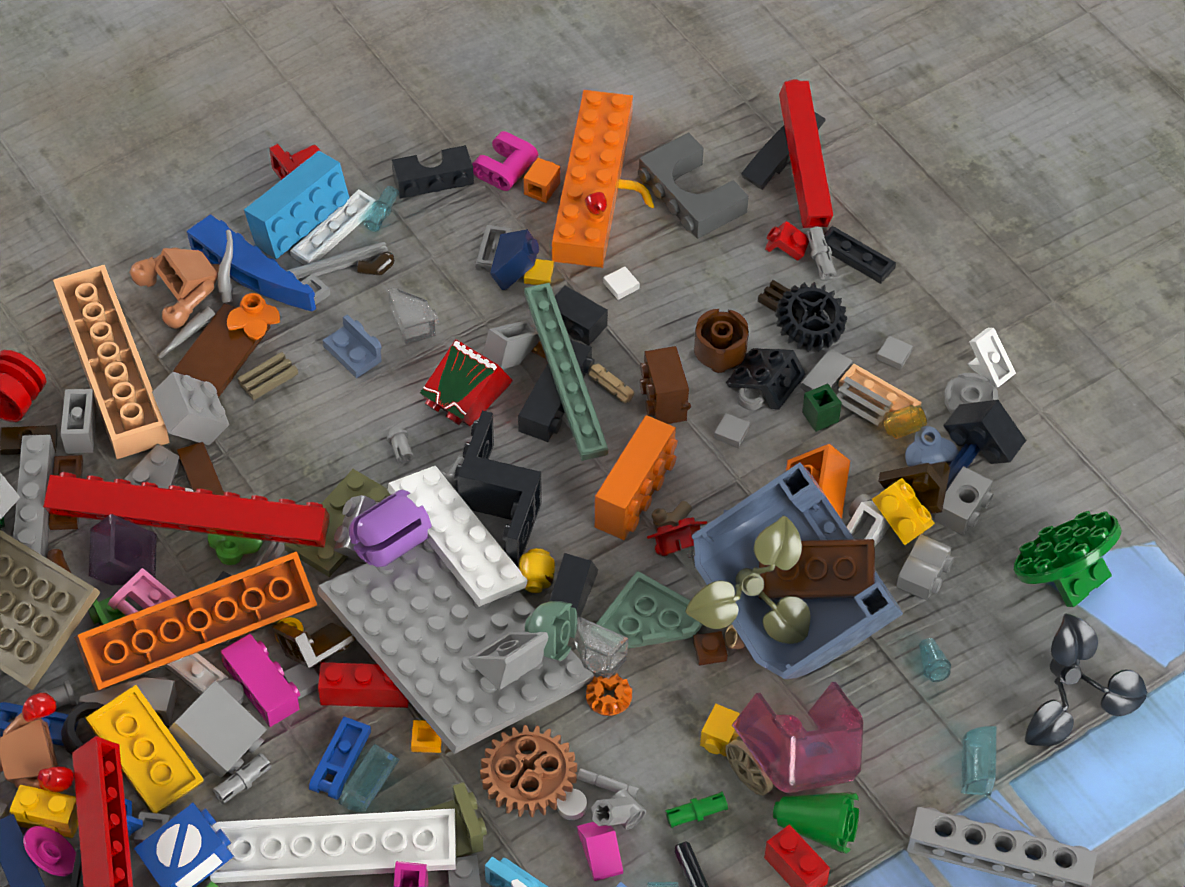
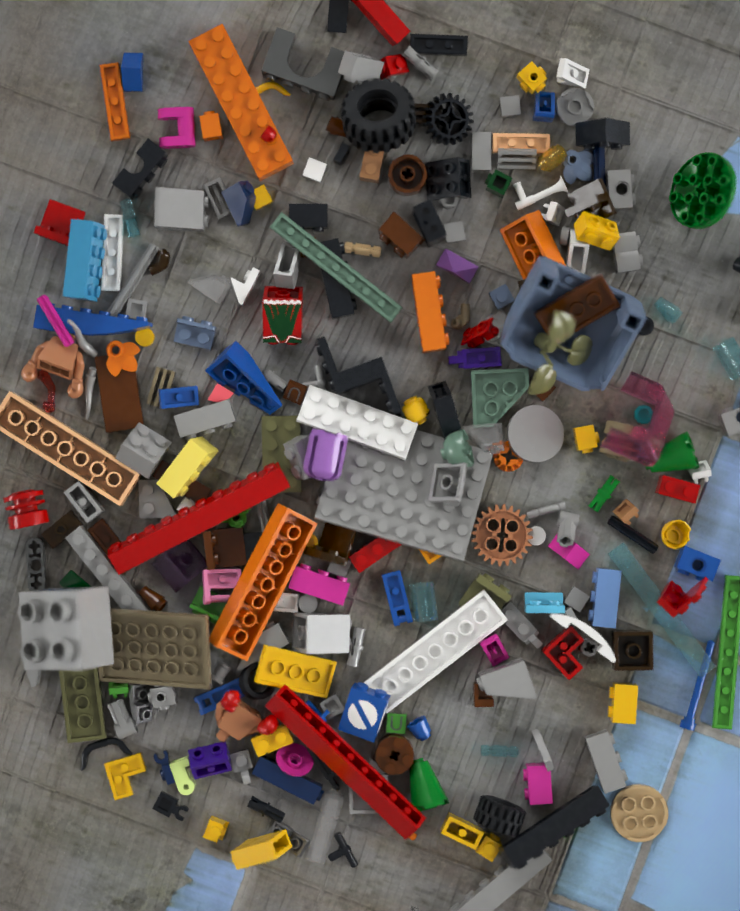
camera: 30 degrees left, 35 degrees up
(153, 293) = (48, 406): none -> clear red piece
(182, 565) = (224, 548): none -> reddish brown bracket
(215, 234) = (55, 320): none -> dark pink axle
(224, 455) = (187, 466): none -> light yellow wedge
(278, 390) = (178, 397): none -> blue plate
(287, 430) = (205, 419): none -> light grey brick
(295, 320) = (145, 337): none -> yellow tile
(327, 421) = (220, 394): none -> coral tile
(367, 410) = (240, 372): none -> blue wedge
(410, 464) = (295, 392): none -> reddish brown tile
(440, 224) = (180, 209): none -> light grey slope
(443, 336) = (243, 290): none -> white slope
(460, 108) = (115, 101): none -> orange tile
(501, 94) = (132, 72): none -> blue slope
(655, 564) = (477, 358): none -> dark purple hinge
(661, 686) = (535, 433): none -> light grey tile
(663, 282) = (341, 154): none -> black tile
(681, 259) = (335, 127): none -> reddish brown cone
(686, 307) = (371, 166): none -> medium nougat brick
(707, 391) = (429, 223): none -> black window
(708, 466) = (457, 266): none -> medium lavender slope
(708, 847) = (626, 511): none -> medium nougat tile
(733, 257) = (378, 96): none -> black tyre
(750, 212) = (360, 67): none -> light grey brick
(843, 862) = (703, 471): none -> white tile
(865, 477) = (554, 213): none -> white tile
(890, 661) = (647, 327): none -> black tile
(893, 456) = (526, 201): none -> white piece
(931, 374) = (544, 107): none -> blue slope
(940, 335) = (534, 72): none -> yellow brick

